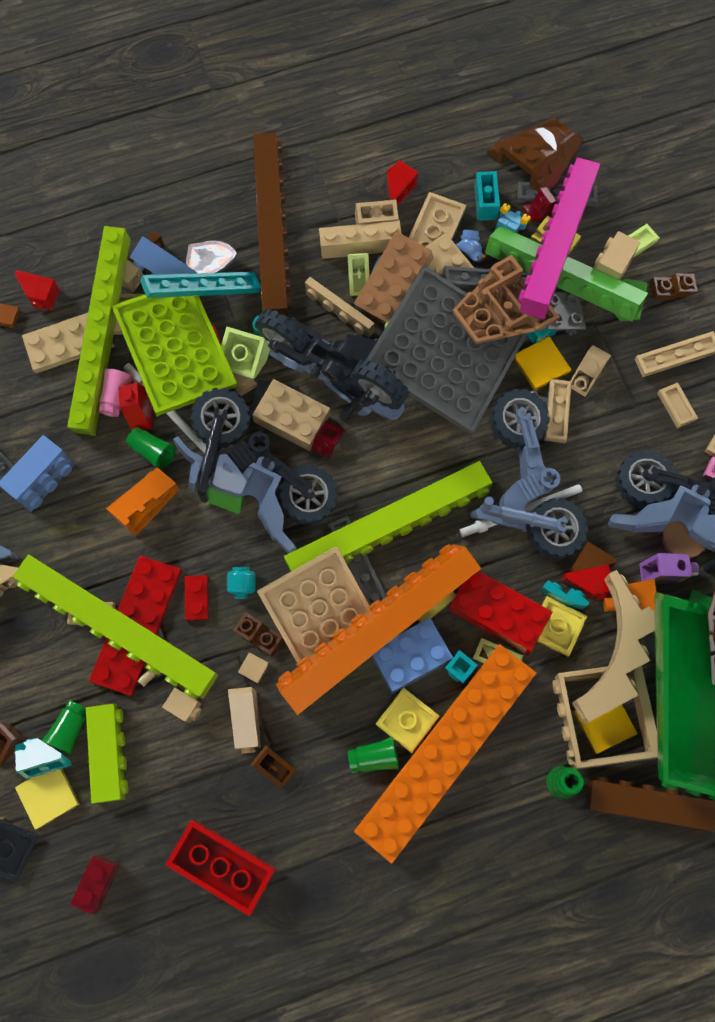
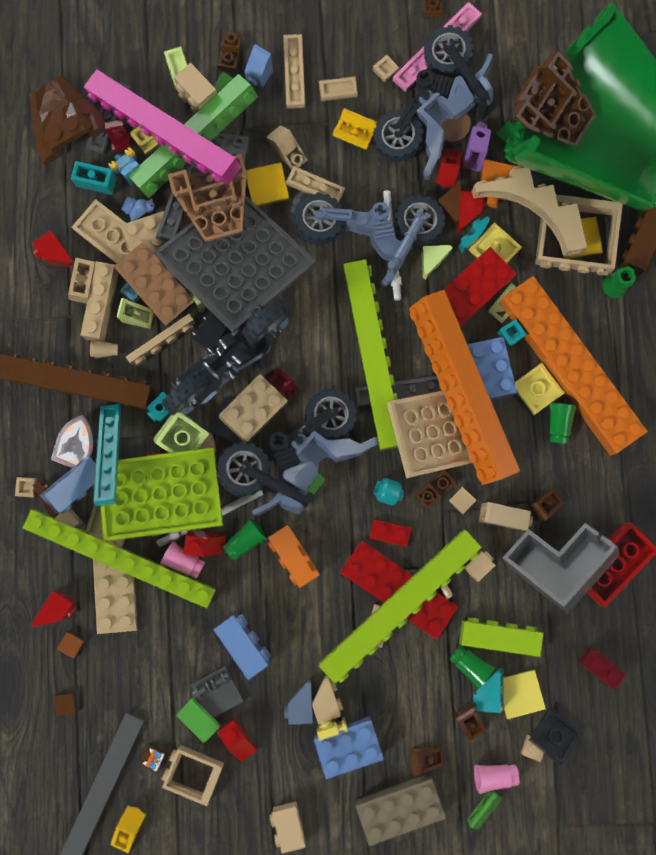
camera: 75 degrees left, 10 degrees up
(155, 225) = (25, 487): none -> tan tile
(191, 803) = (564, 574): none -> dark grey piece
(313, 257) = (102, 349): none -> tan cone
(520, 557) = (432, 257): none -> yellowish green slope
(631, 545) = (449, 168): none -> red slope
(636, 432) = (355, 129): none -> yellow bracket
(665, 315) = (258, 67): none -> medium blue slope

